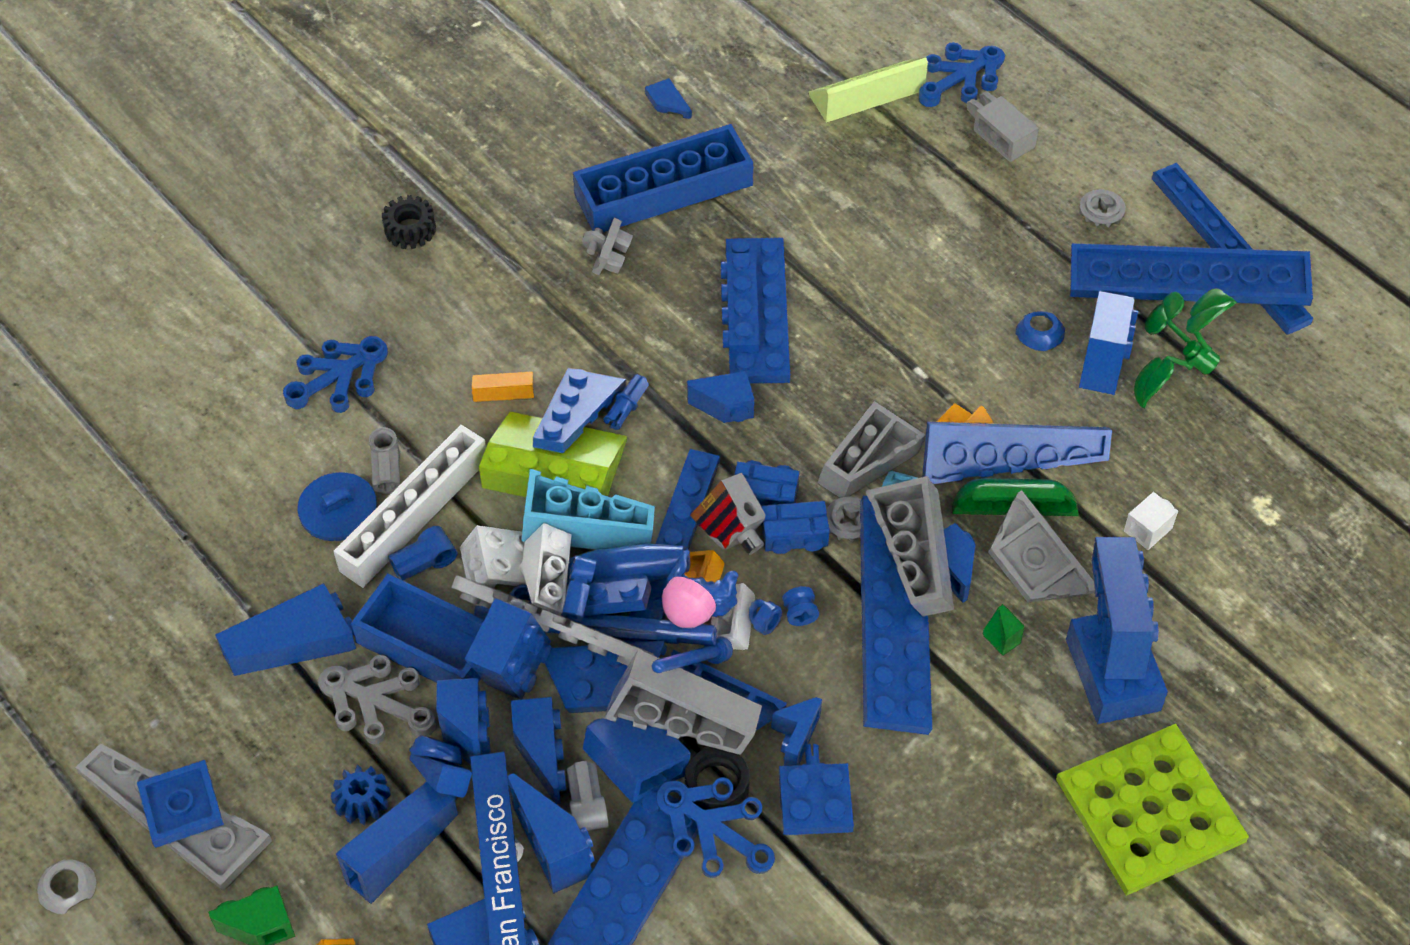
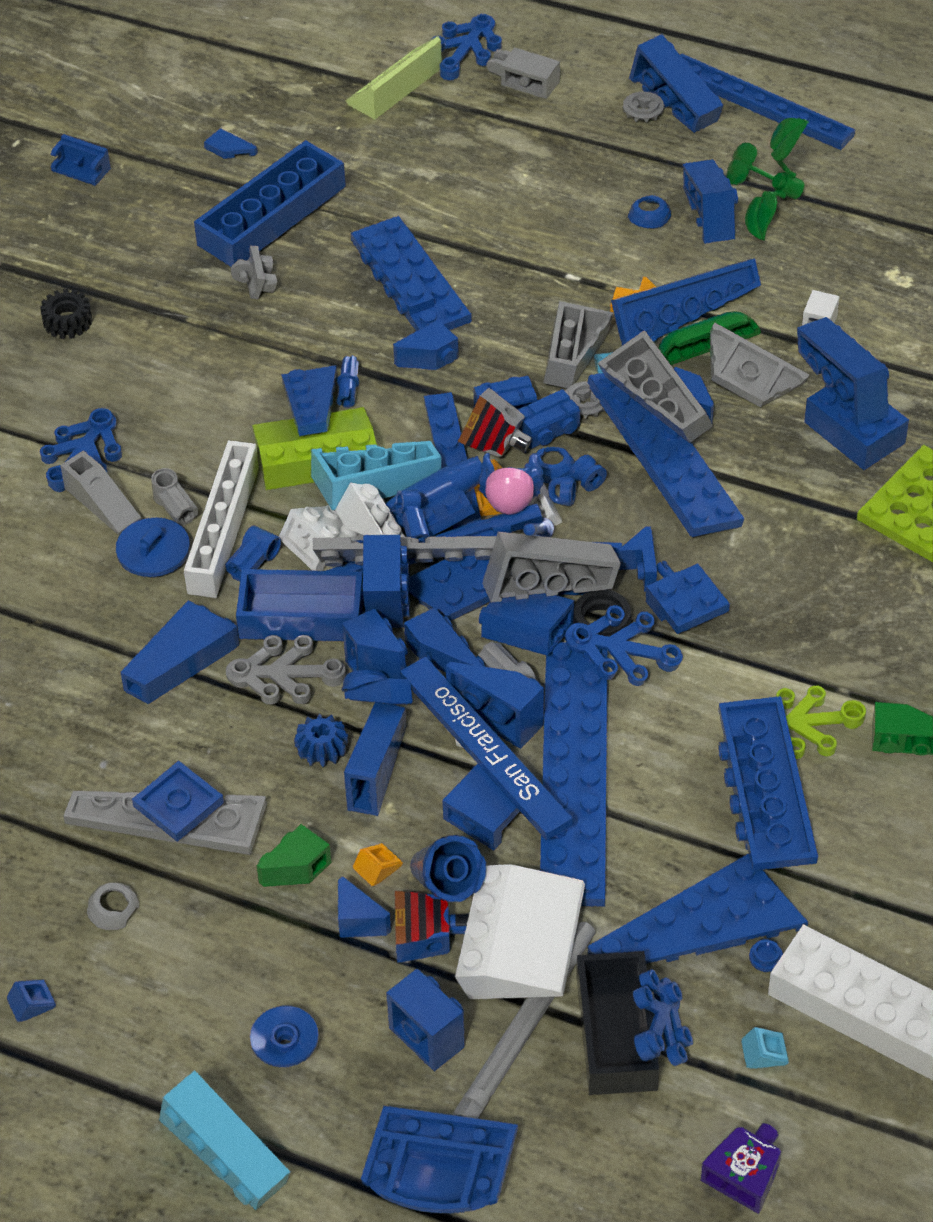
camera: 25 degrees left, 5 degrees down
(318, 428) = (98, 492): none -> light grey slope
(502, 386) = (234, 408): light orange slope -> none
(519, 64) = (80, 160): none -> blue hinge
(769, 590) = (556, 470): none -> blue piece
(1004, 630) = (756, 430): green slope -> none
(1146, 193) = (676, 83): none -> blue wedge
(1158, 270) = (754, 123): blue plate -> none

